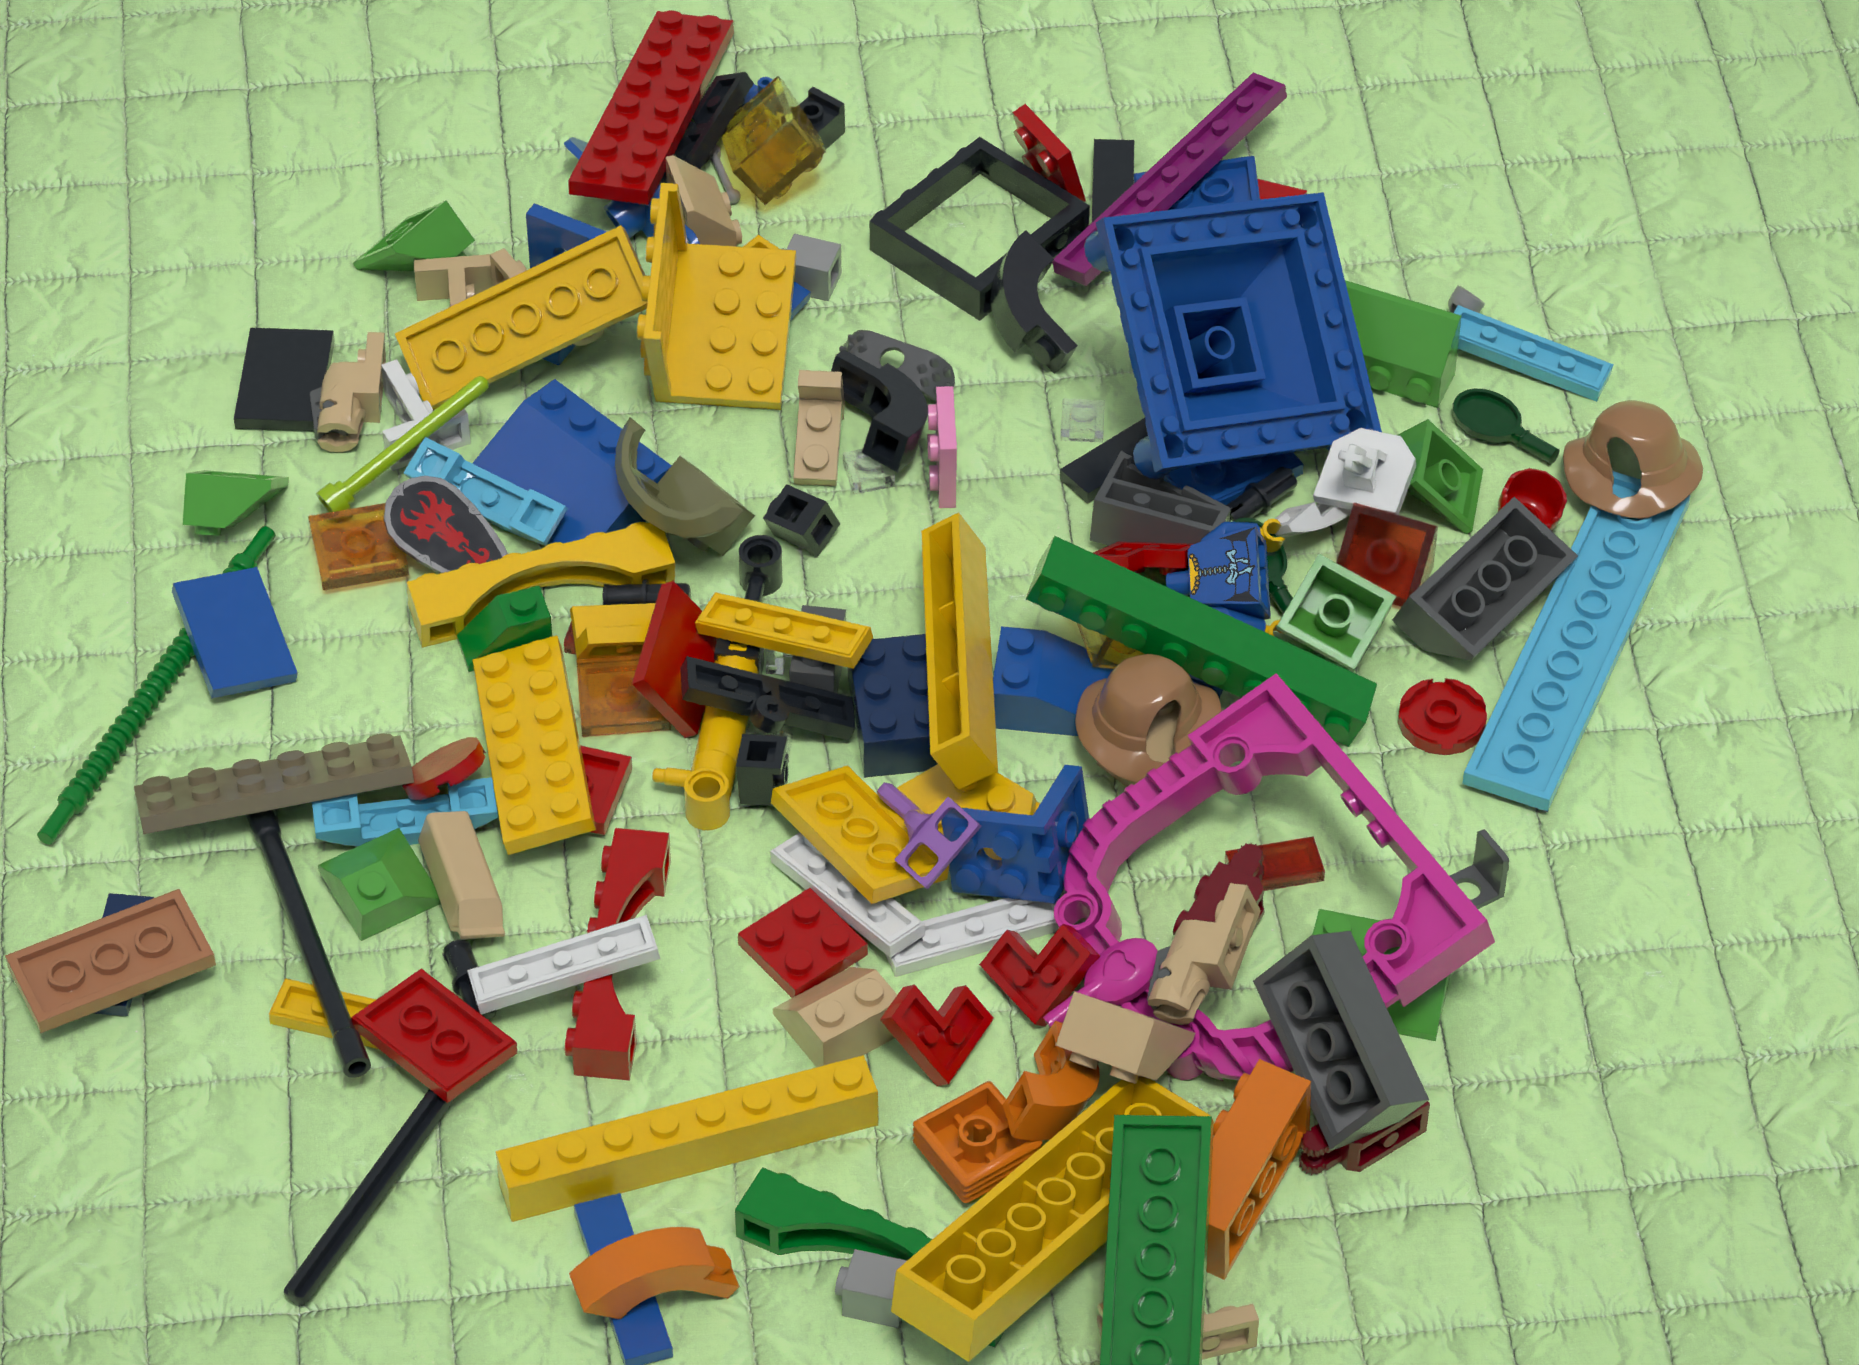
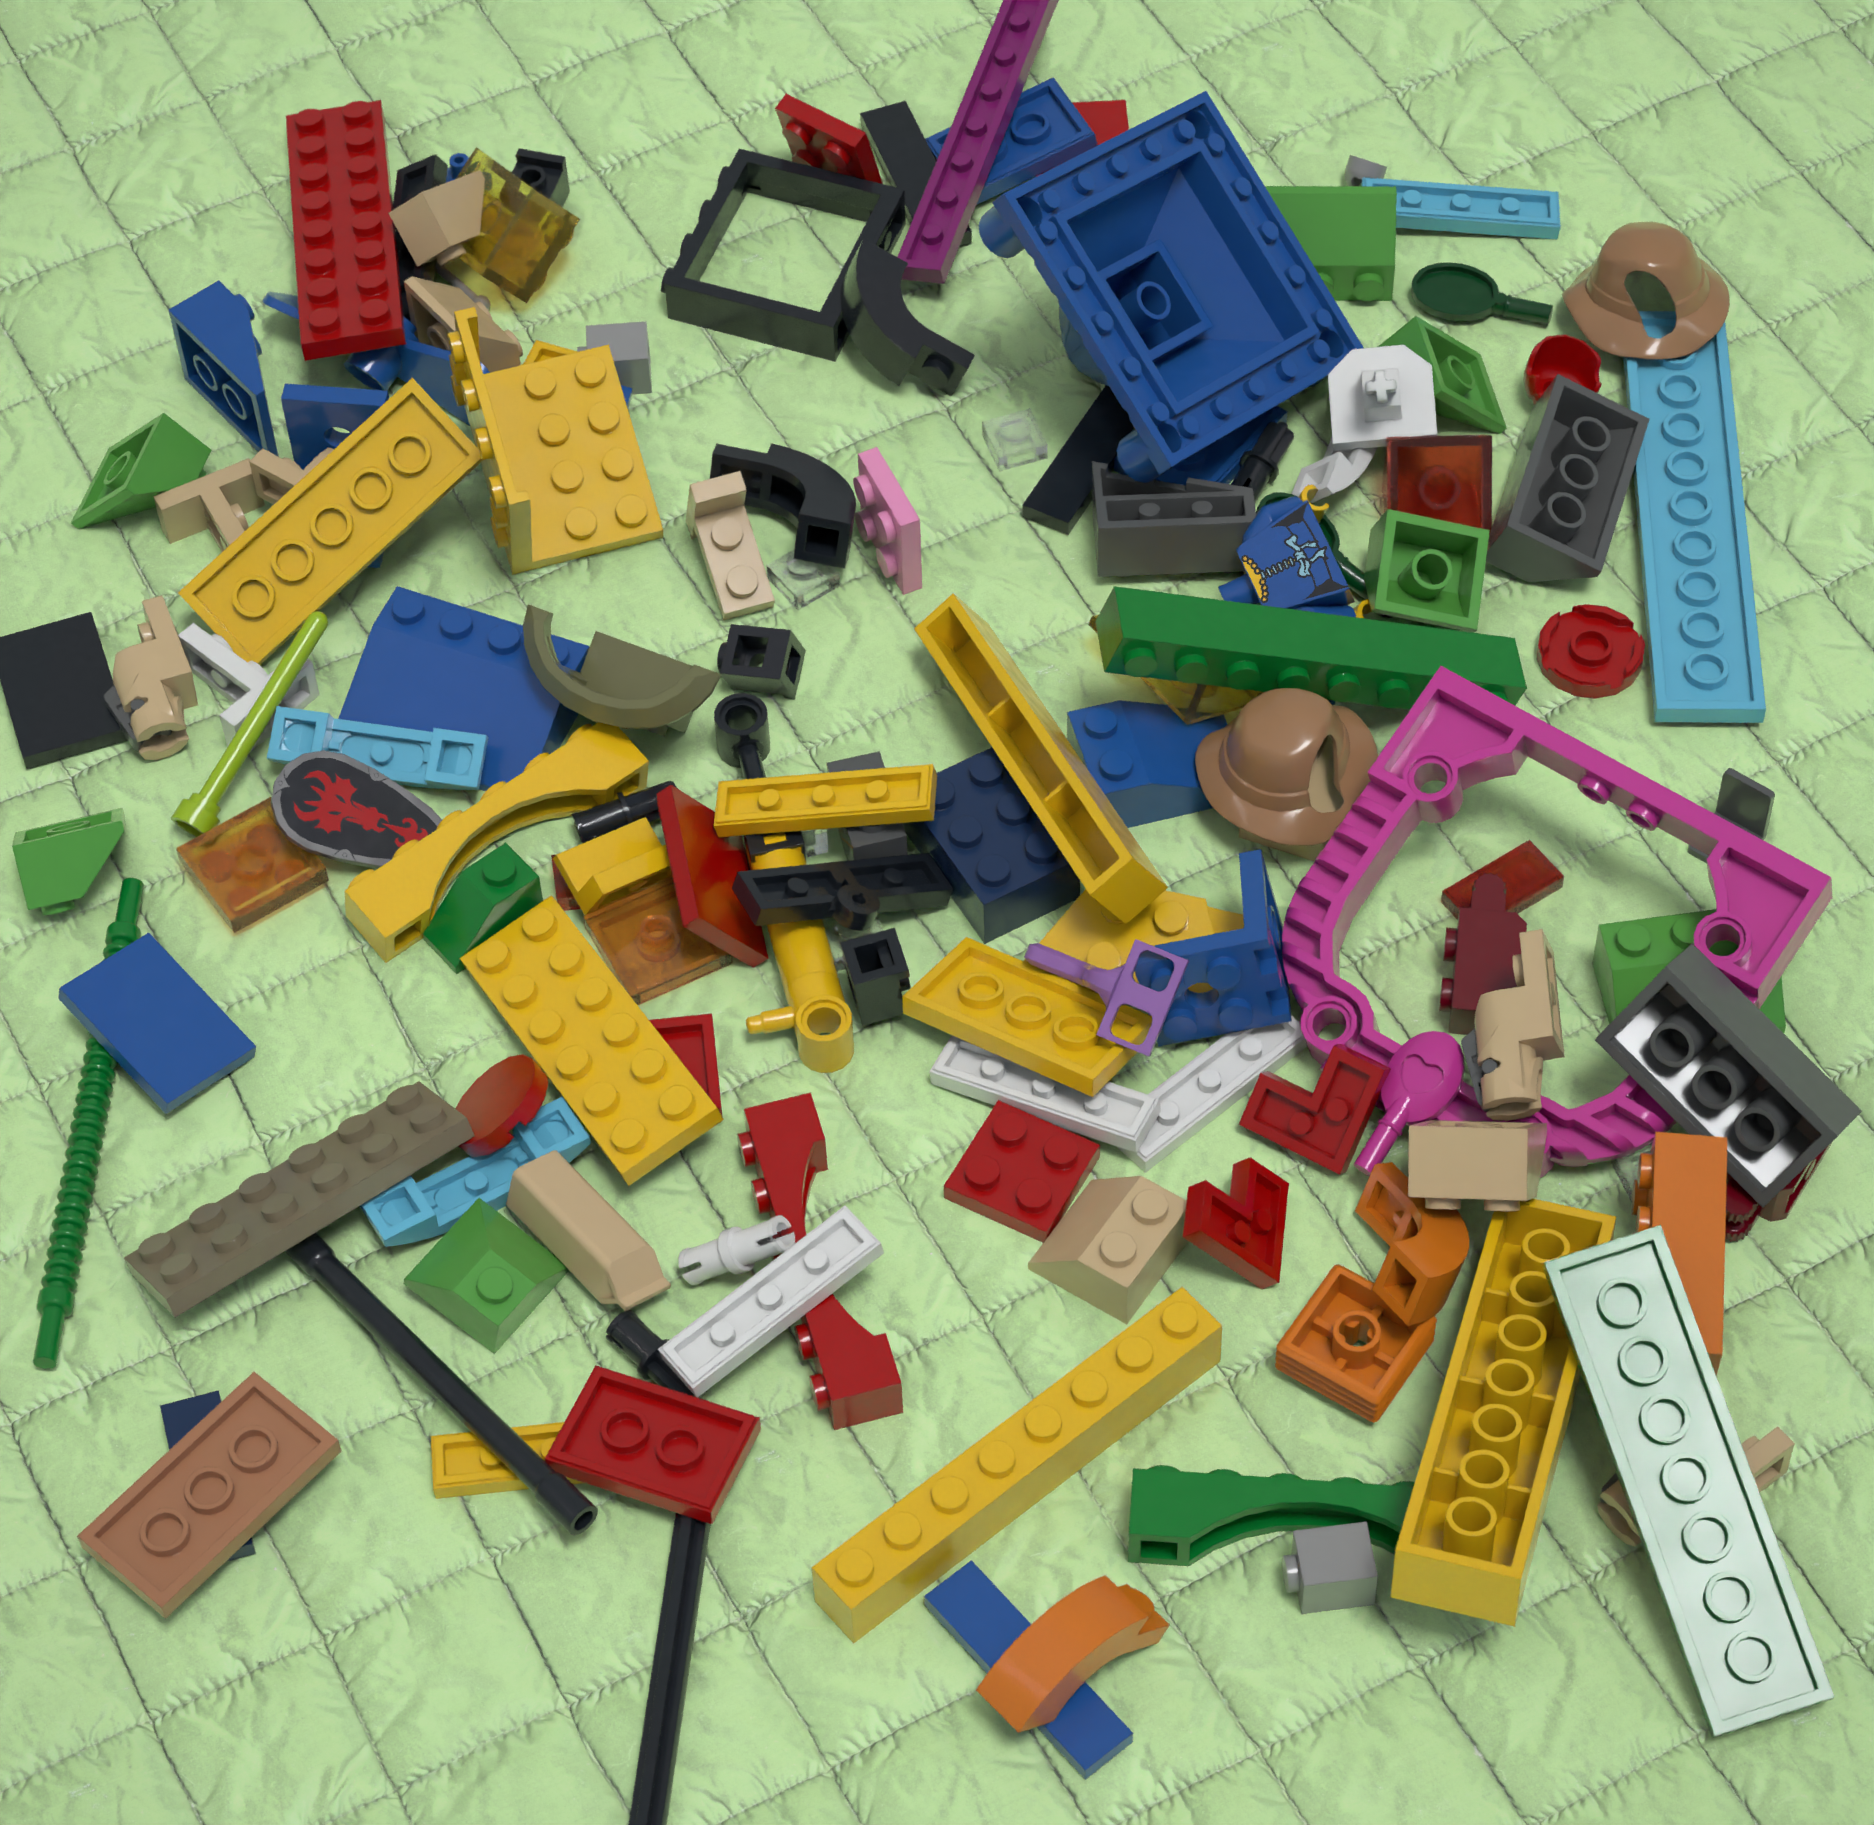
camera: 20 degrees left, 5 degrees up
(516, 175) = (223, 360): none -> blue slope
(559, 923) = (736, 1250): none -> white pin
(723, 120) = (441, 219): none -> tan slope
(920, 365) = (804, 432): dark grey piece -> none
(1138, 555) = (1175, 575): red plate -> none

